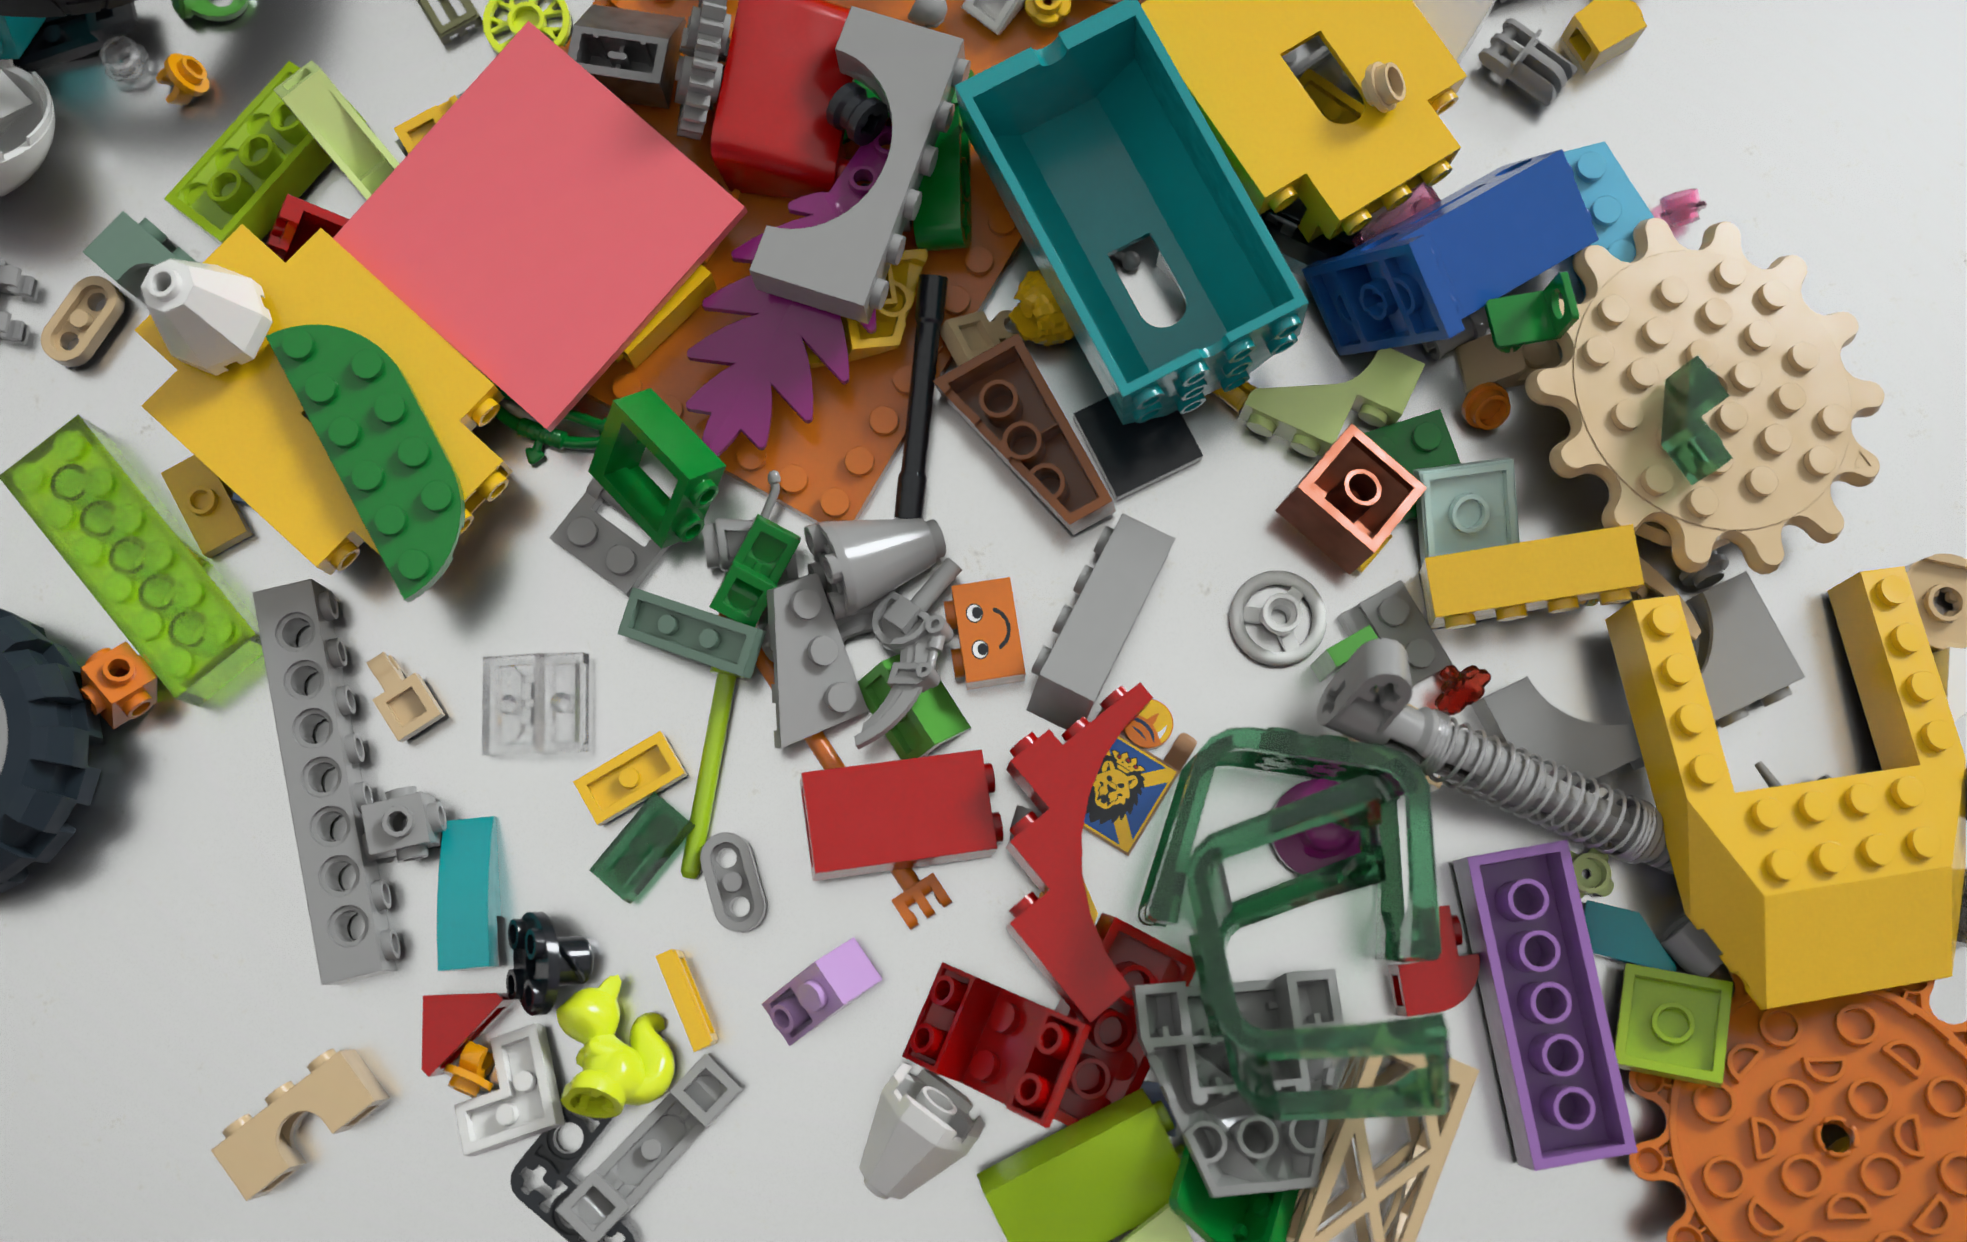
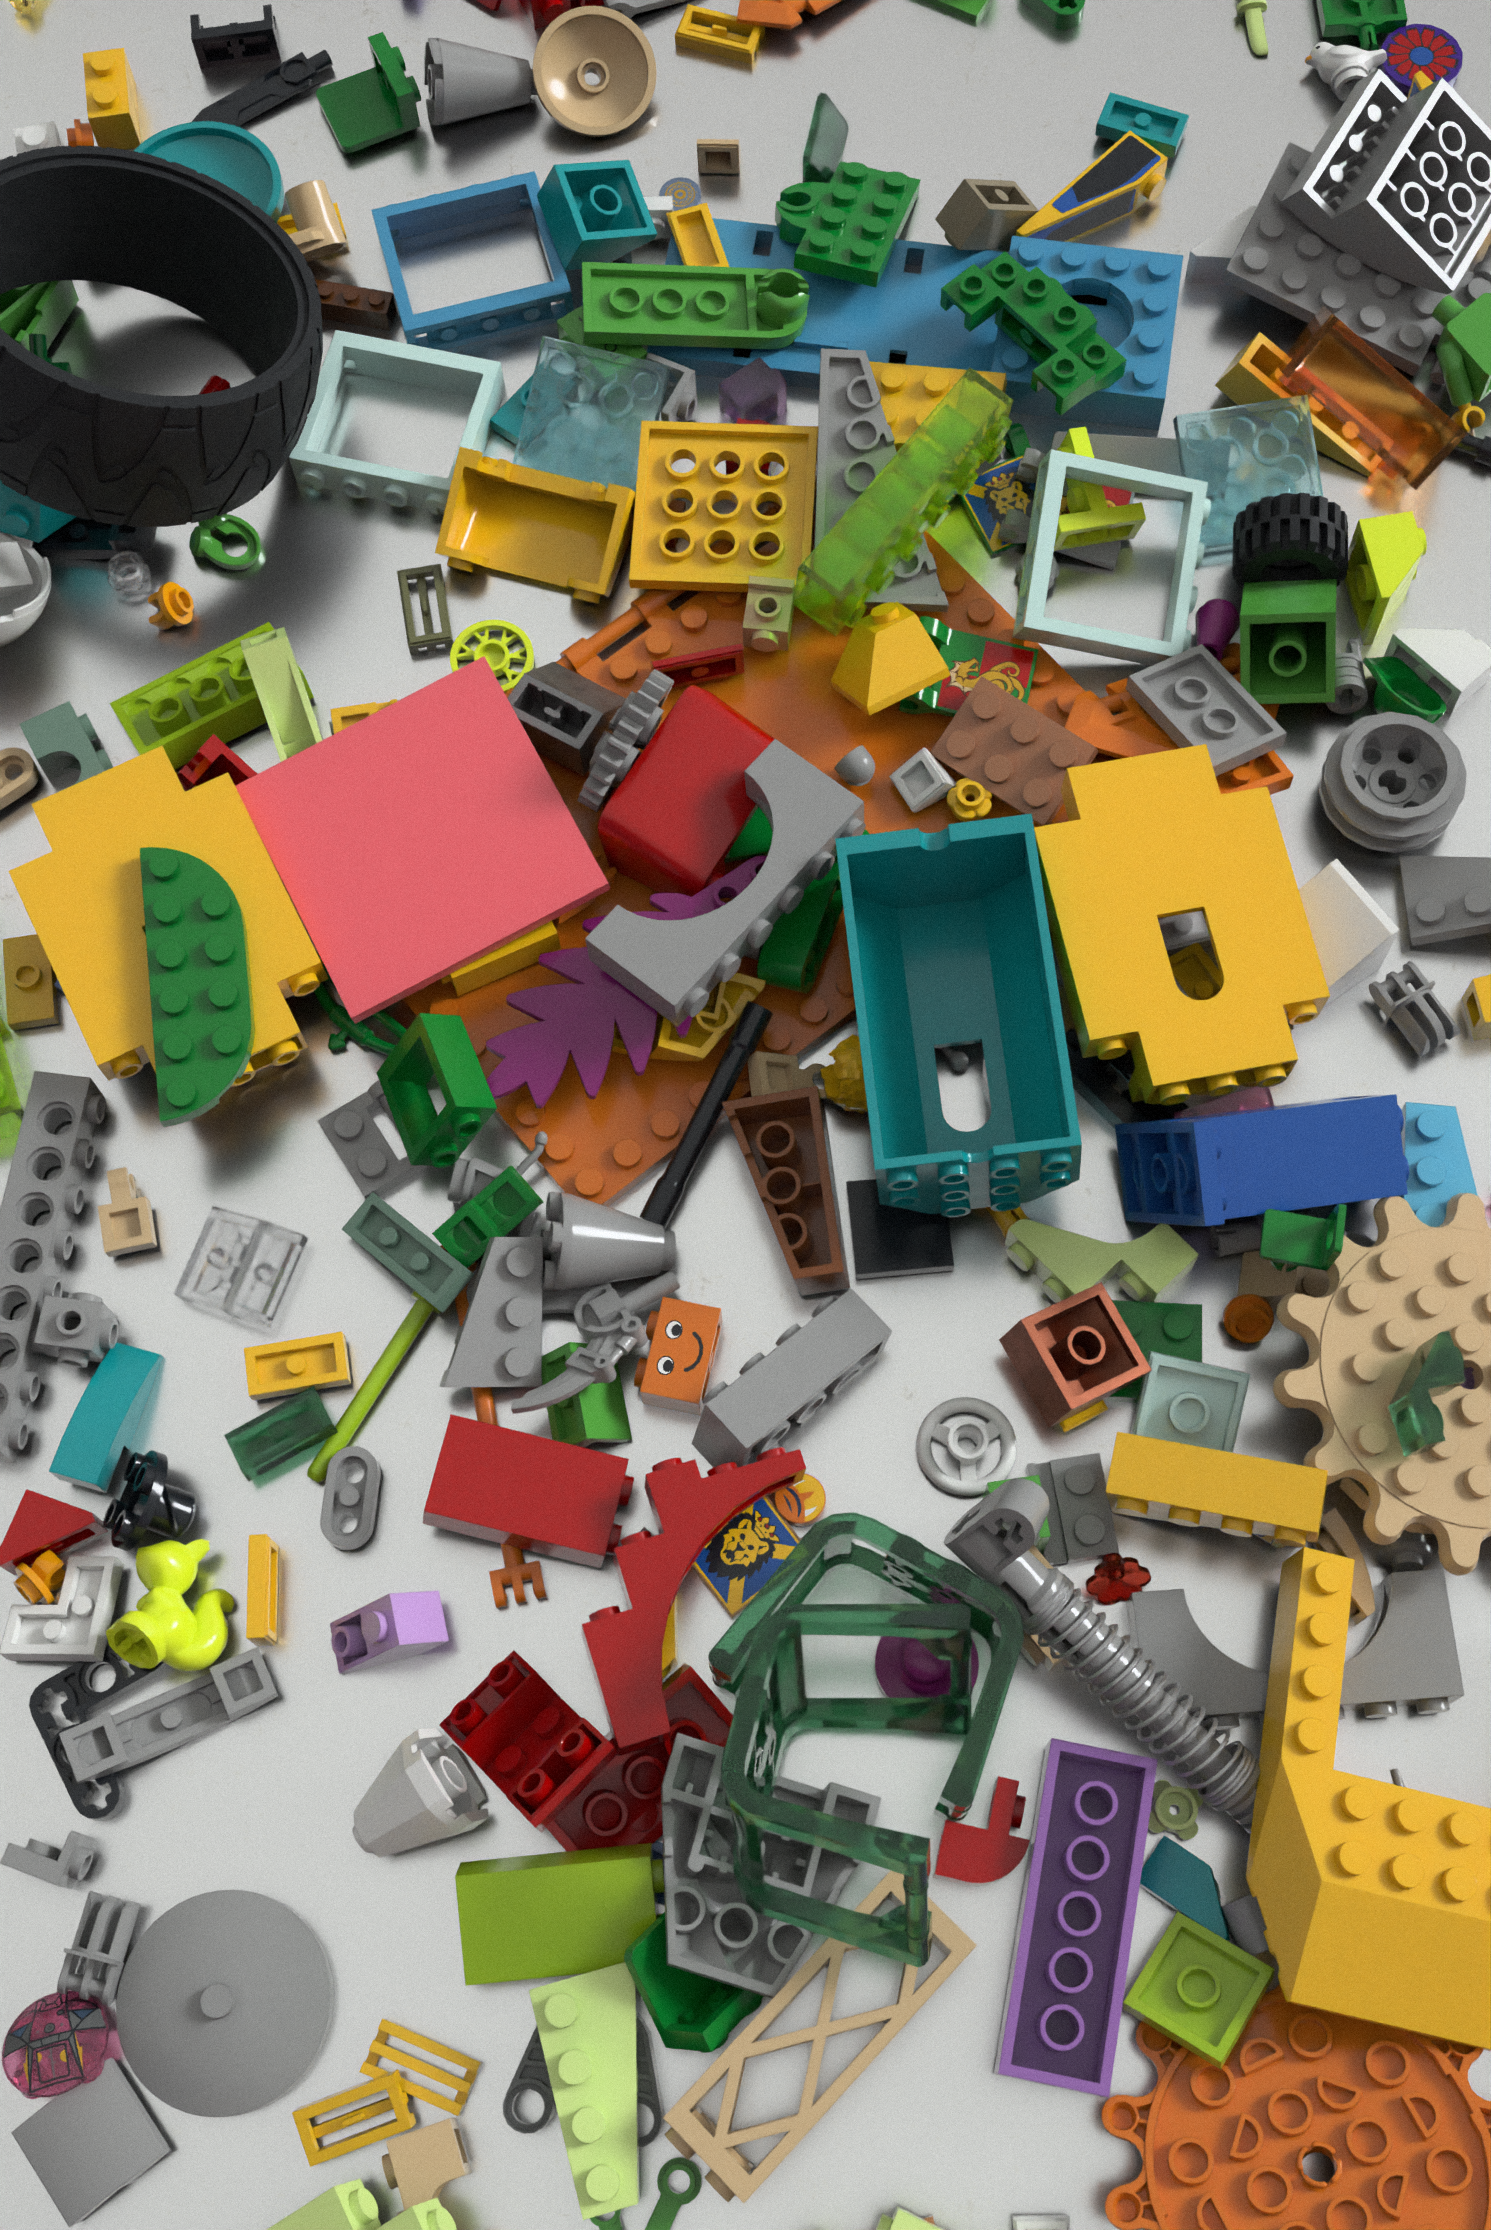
camera: 25 degrees right, 10 degrees down
(206, 313) = (96, 810): white cone -> none
(857, 114) = (743, 835): black wheel -> none
(1383, 86) = (1241, 976): tan plate -> none

